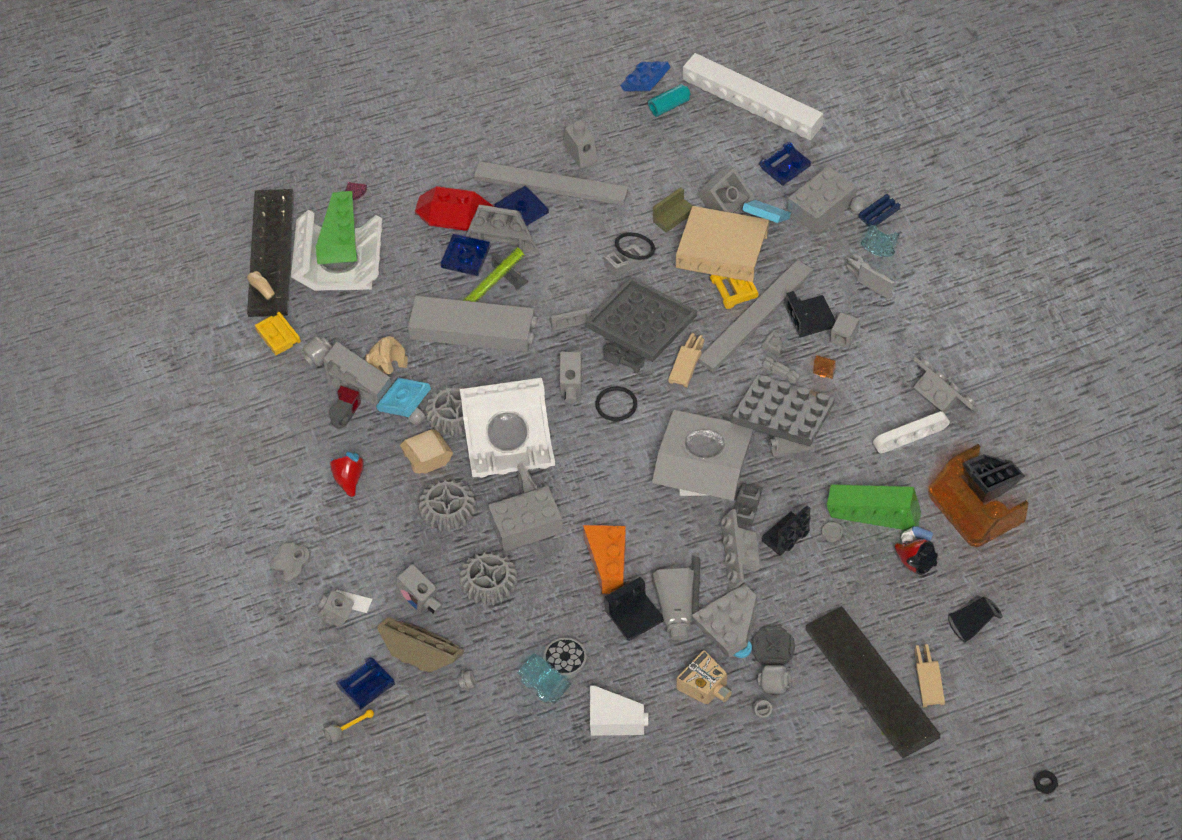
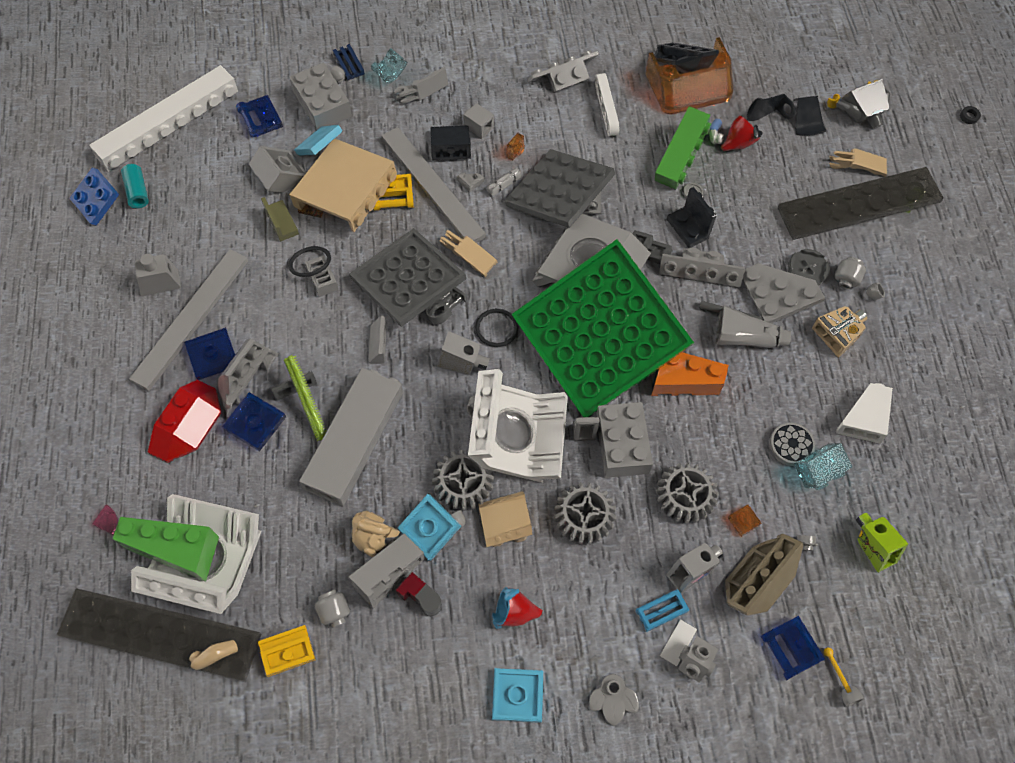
camera: 80 degrees left, 10 degrees up
(279, 495) = (517, 695): none -> medium azure tile
(379, 597) = (645, 619): none -> dark azure tile
(476, 631) = (744, 520): none -> clear orange plate
(478, 733) = (880, 542): none -> lime torso
(625, 468) = (602, 329): none -> green plate
(632, 609) = (753, 369): black bracket -> none
(965, 575) = (762, 107): none -> black piece
(1010, 667) = (864, 103): none -> torso

